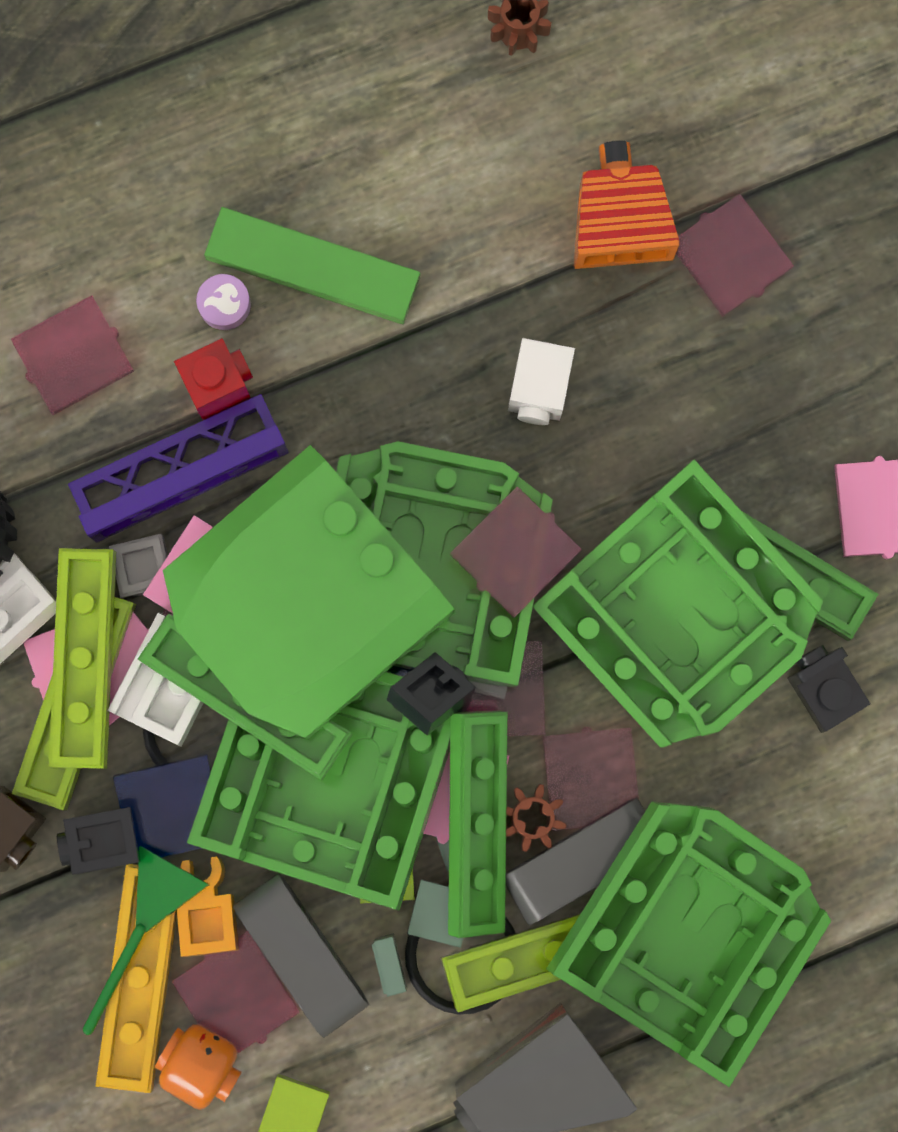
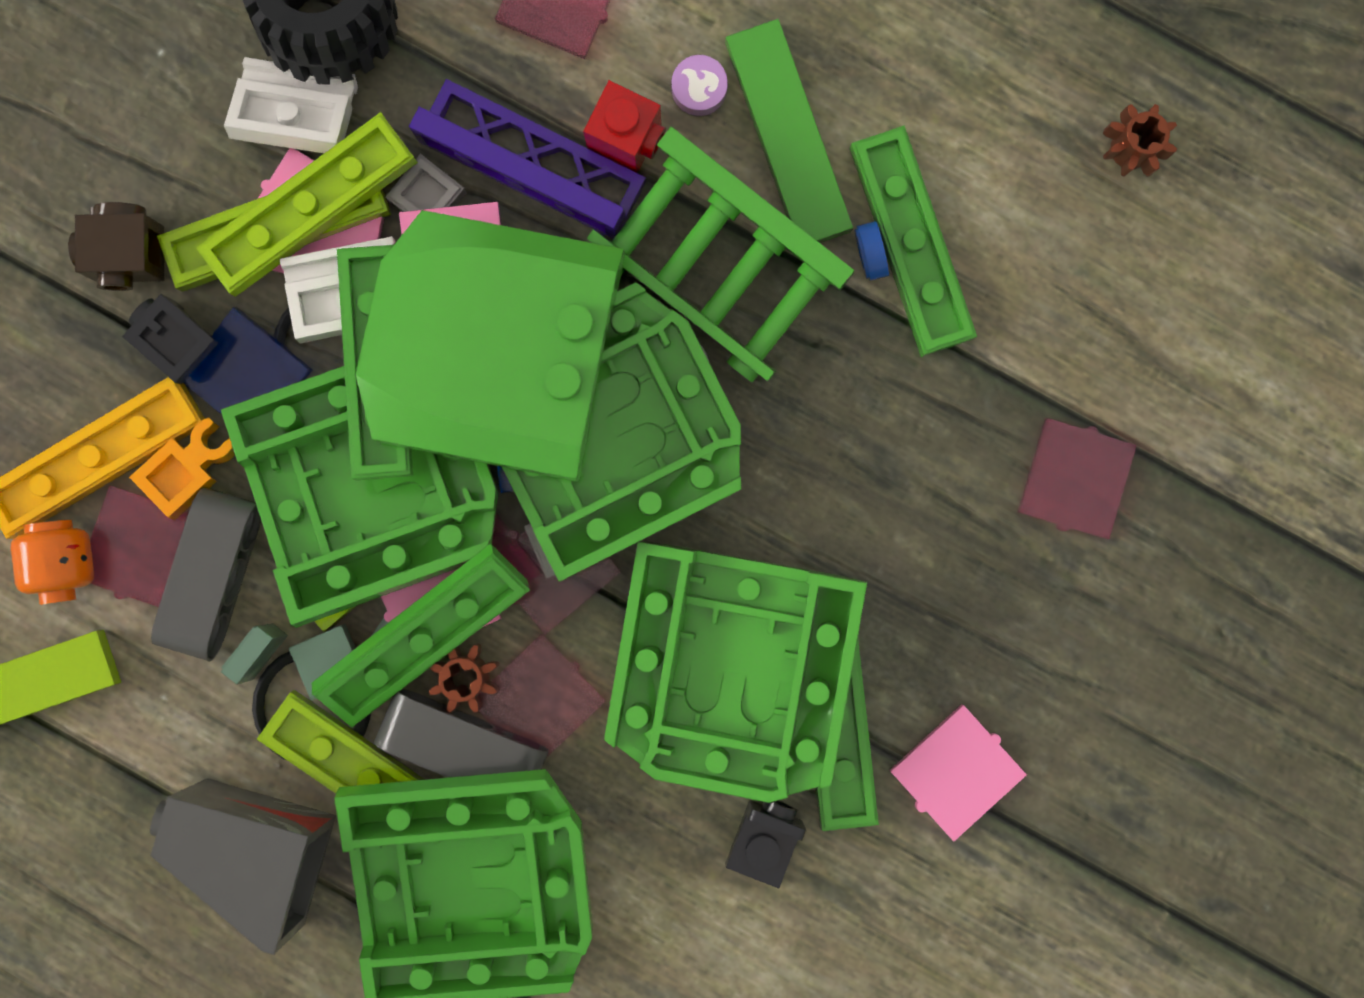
camera: 55 degrees right, 5 degrees up
(160, 892) = (168, 420): green piece -> none
(382, 331) = (772, 236): none -> bright green fence
(431, 693) = (492, 515): black bracket -> none
(448, 271) = (871, 251): none -> blue tile
(463, 237) = (913, 241): none -> bright green tile
(515, 552) = (670, 492): clear pink piece -> none
(540, 381) = (837, 401): white brick -> none
(623, 213) = (1039, 358): torso -> none

